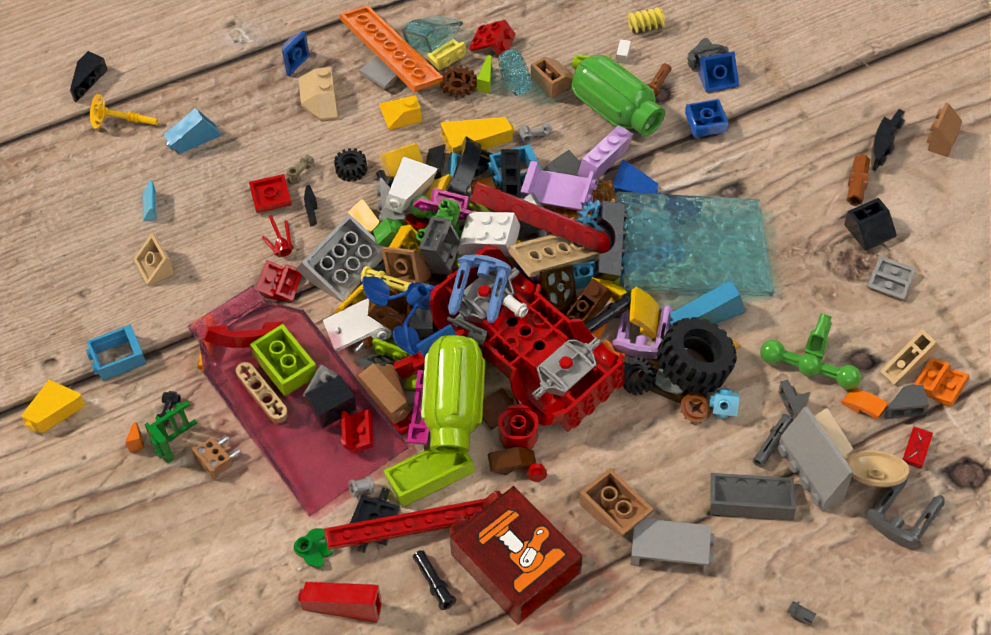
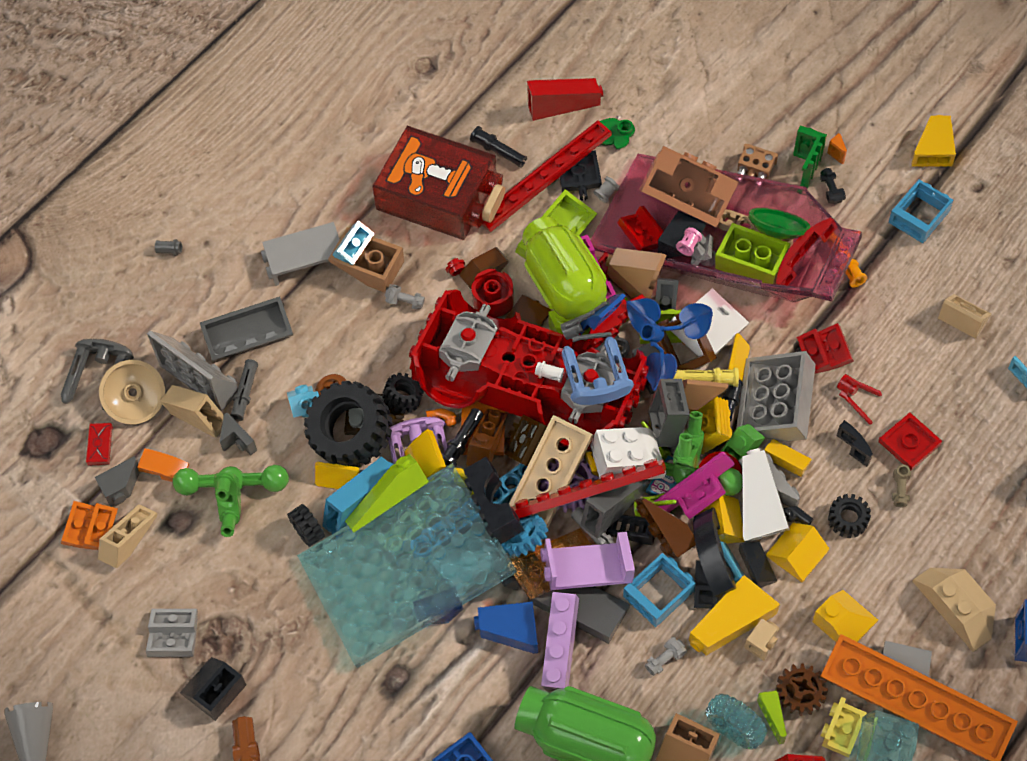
camera: 155 degrees right, 5 degrees up
(238, 361) = (778, 223): none -> green dish
(298, 432) = (706, 191): none -> nougat brick
(332, 374) = (688, 242): none -> bright pink bush
(464, 112) = (762, 639): none -> tan brick
(472, 507) = (493, 203): none -> tan tile
(510, 172) = (647, 549): black slope -> none
(586, 458) = (393, 295): none -> light grey bar
(625, 511) = (353, 243): none -> slope
(678, 290) = (394, 486): none -> lime wedge
(760, 302) = (306, 525): none -> black tyre

